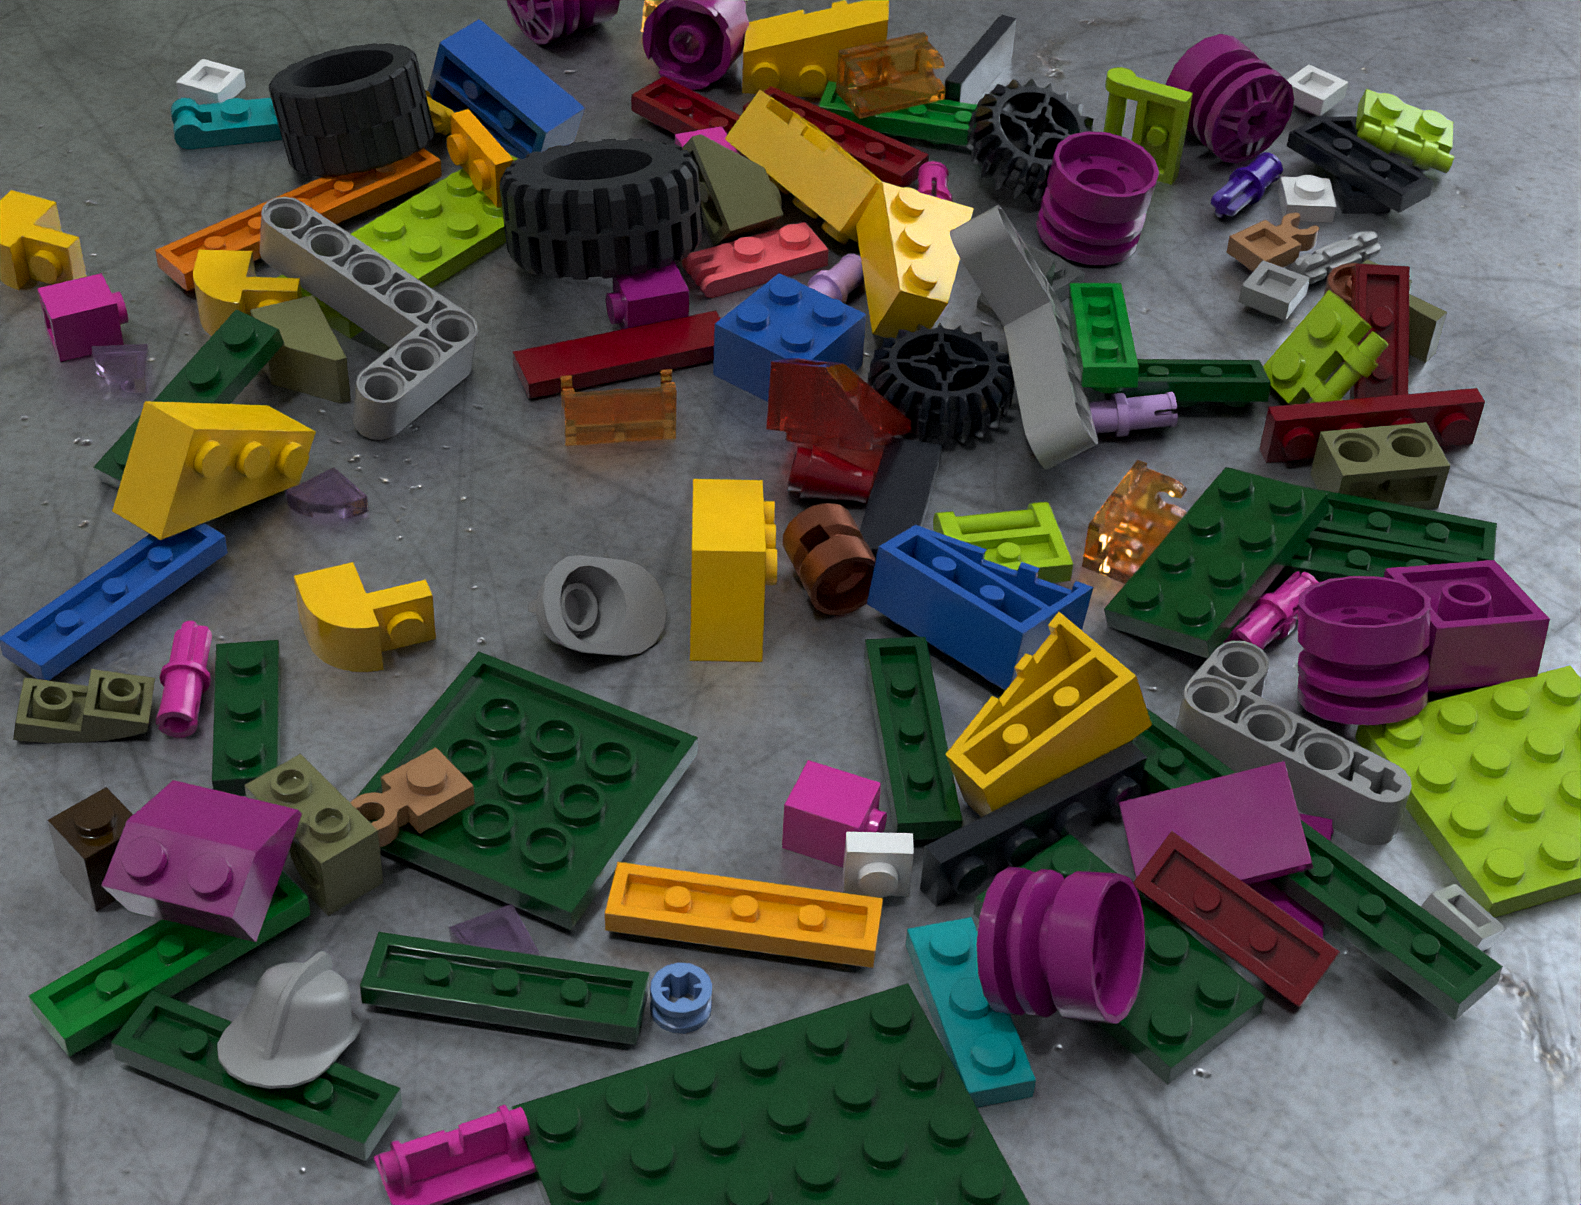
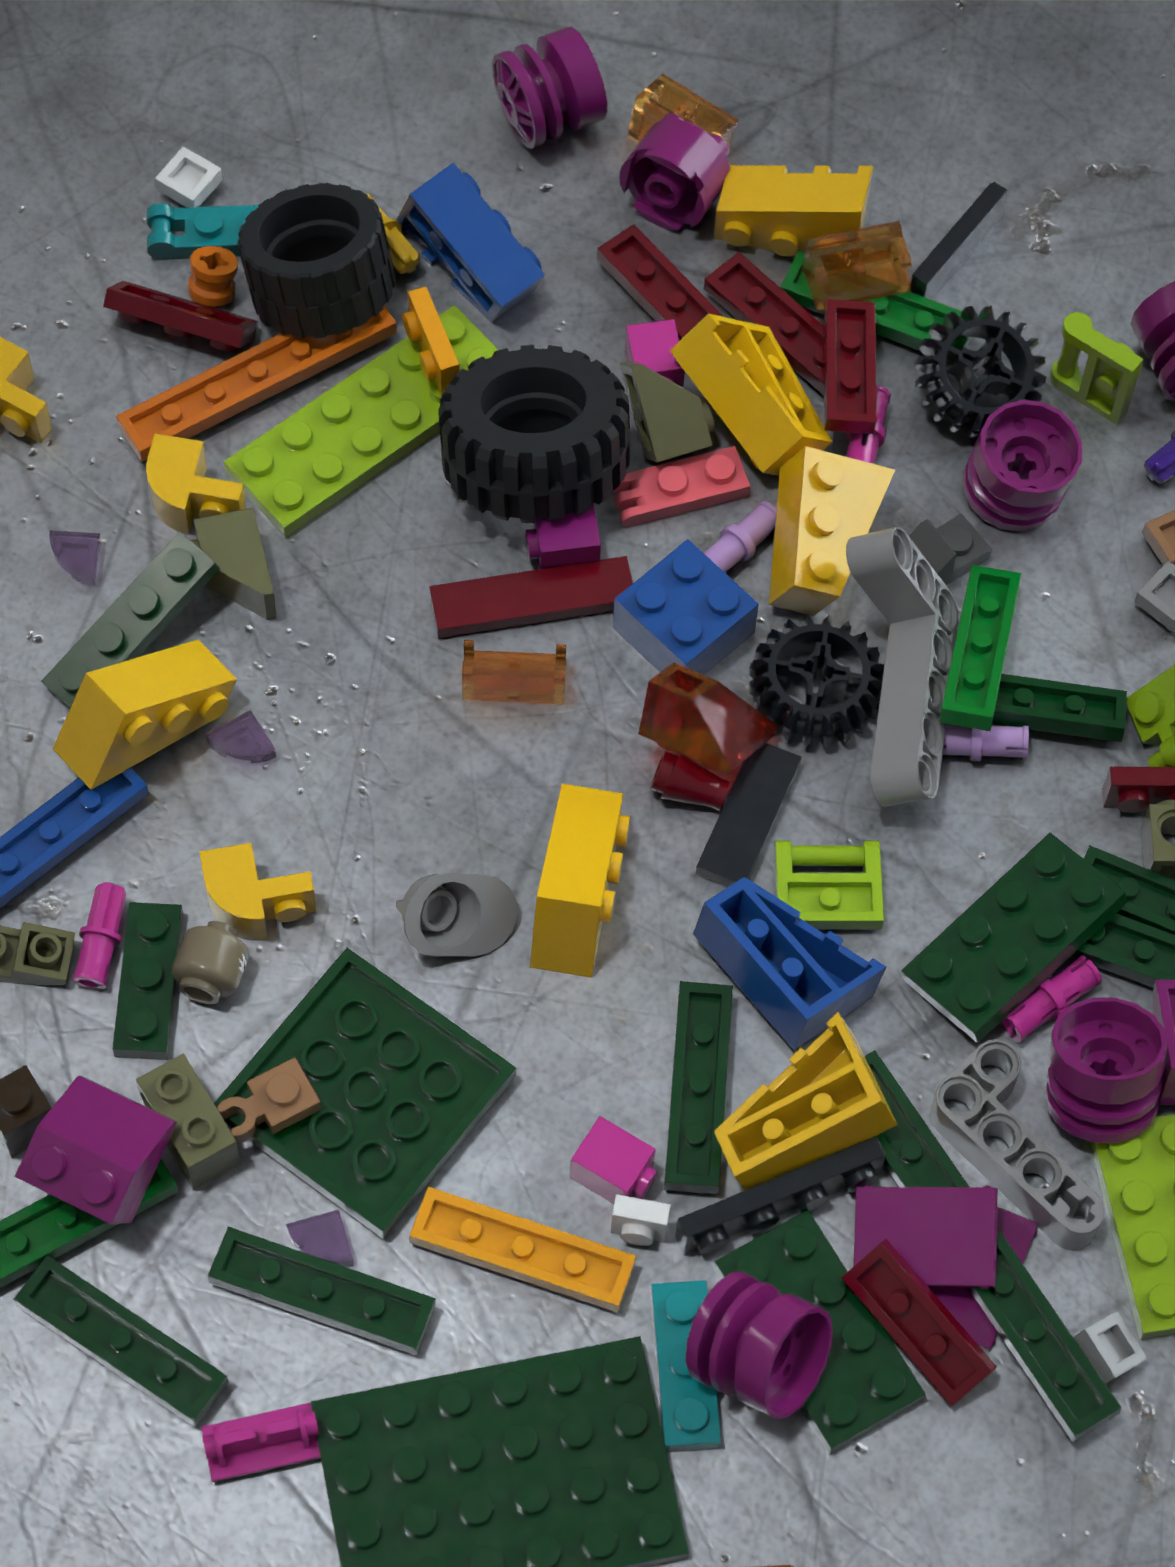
camera: 10 degrees right, 20 degrees up
(82, 316) = (44, 493): dark pink brick -> none
(213, 176) = (180, 316): none -> dark red plate
(245, 144) = (212, 276): none -> orange wheel
(291, 1026) = (149, 1311): light grey piece -> none
(319, 682) = (210, 962): none -> dark tan head
(426, 333) = (309, 532): light grey beam -> none
(683, 1015) = (457, 1335): medium blue bush -> none
(830, 558) = (669, 885): copper wheel -> none
(905, 143) = (849, 366): none -> dark red plate
(1132, 523) = (954, 877): clear orange hinge -> none

